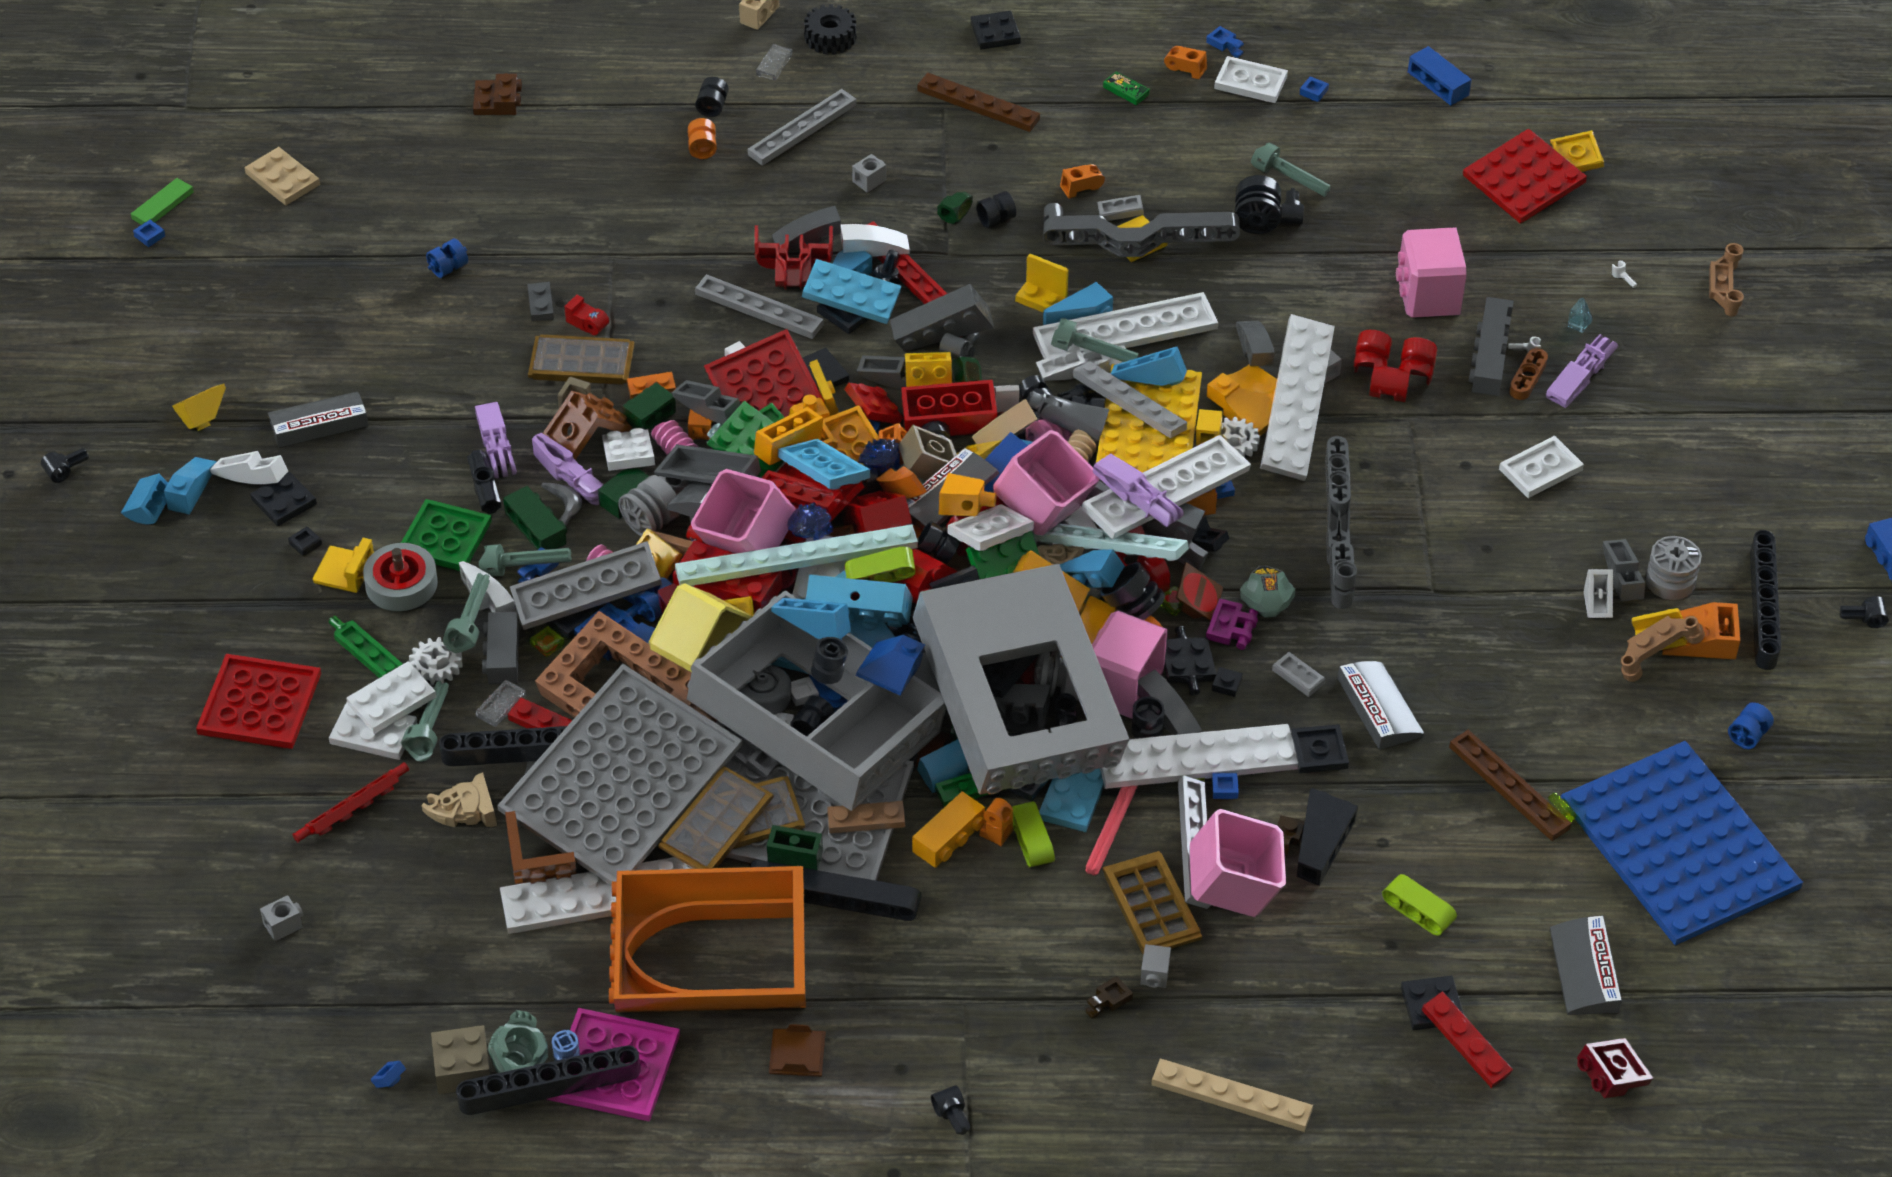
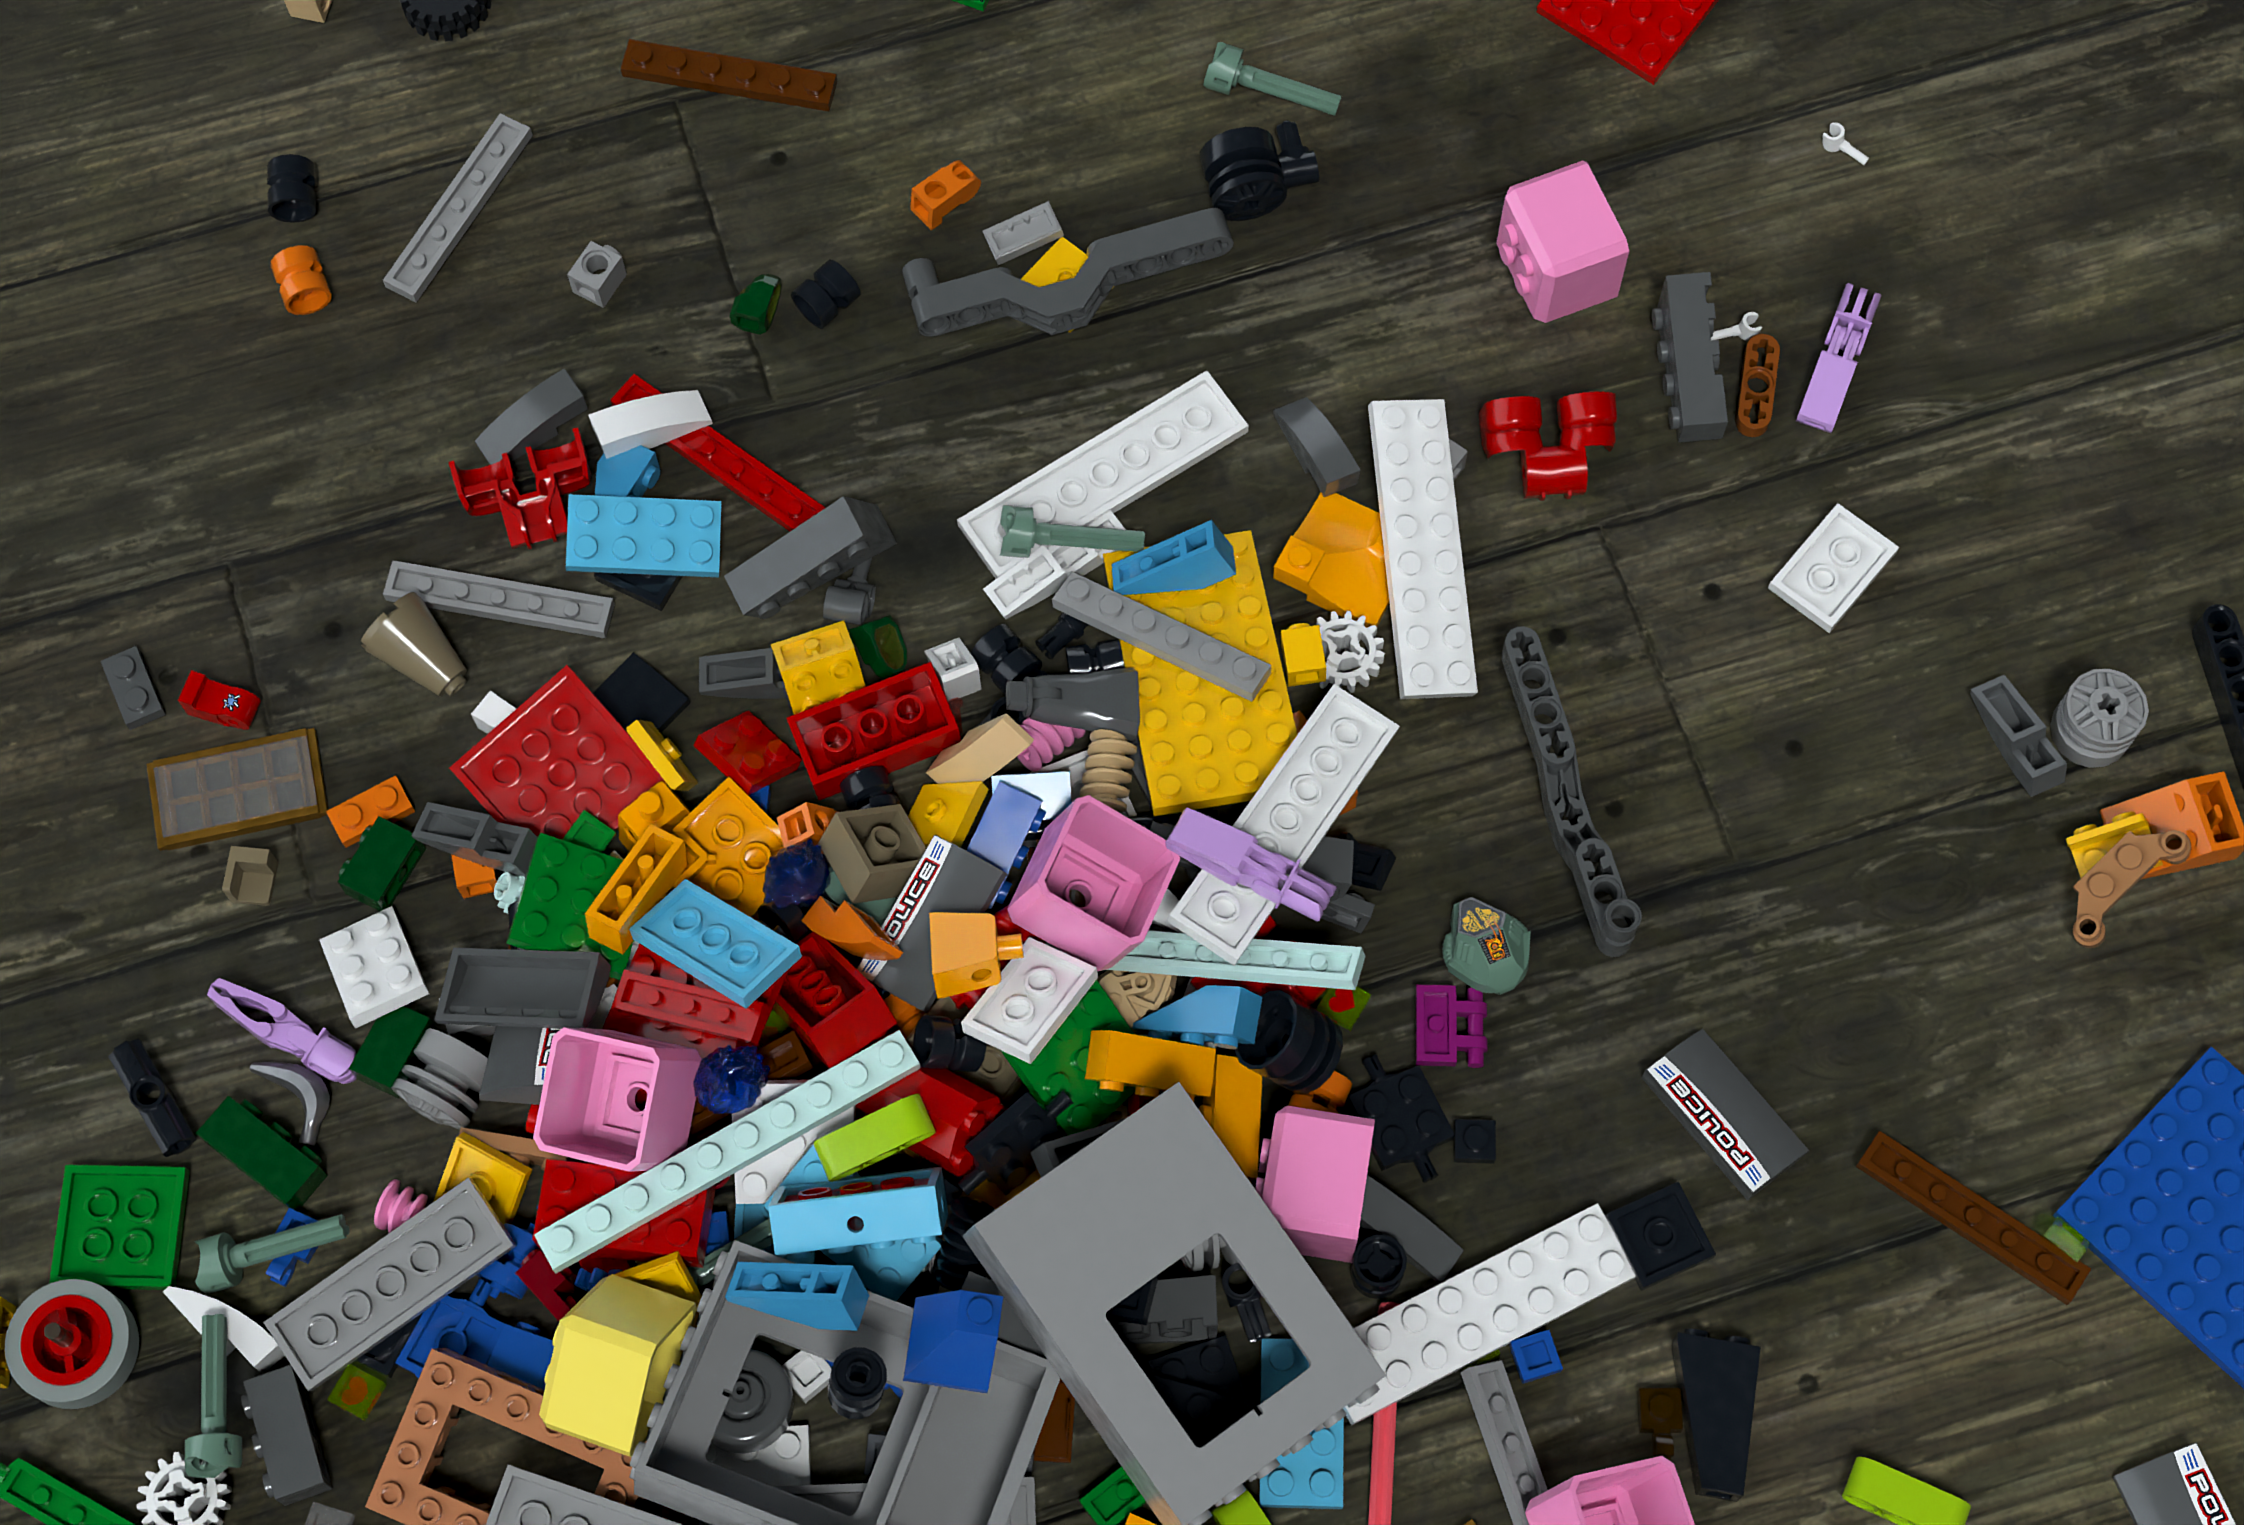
camera: 15 degrees left, 20 degrees up
(494, 438) = (138, 988): lavender arm -> none
(585, 416) = (284, 922): dark orange bracket -> none
(669, 434) = (441, 924): bright pink piece -> none
(704, 312) = (416, 646): none -> dark tan cone
(774, 62) = (371, 82): clear plate -> none
(812, 715) = (839, 1437): black wheel -> none
(888, 270) = (689, 475): black axle -> none
(943, 765) = (1078, 1462): dark azure brick -> none
(1044, 284) = (950, 434): yellow bracket -> none
(1084, 303) = (1027, 449): dark azure slope -> none
(1198, 593) = (1385, 986): piece -> none
(1298, 674) = (1583, 1095): light grey plate -> none
(1580, 316) = (1804, 250): clear light blue slope -> none
(1599, 593) = (1998, 800): white slope -> none
(1722, 280) = (1999, 120): medium nougat plate -> none

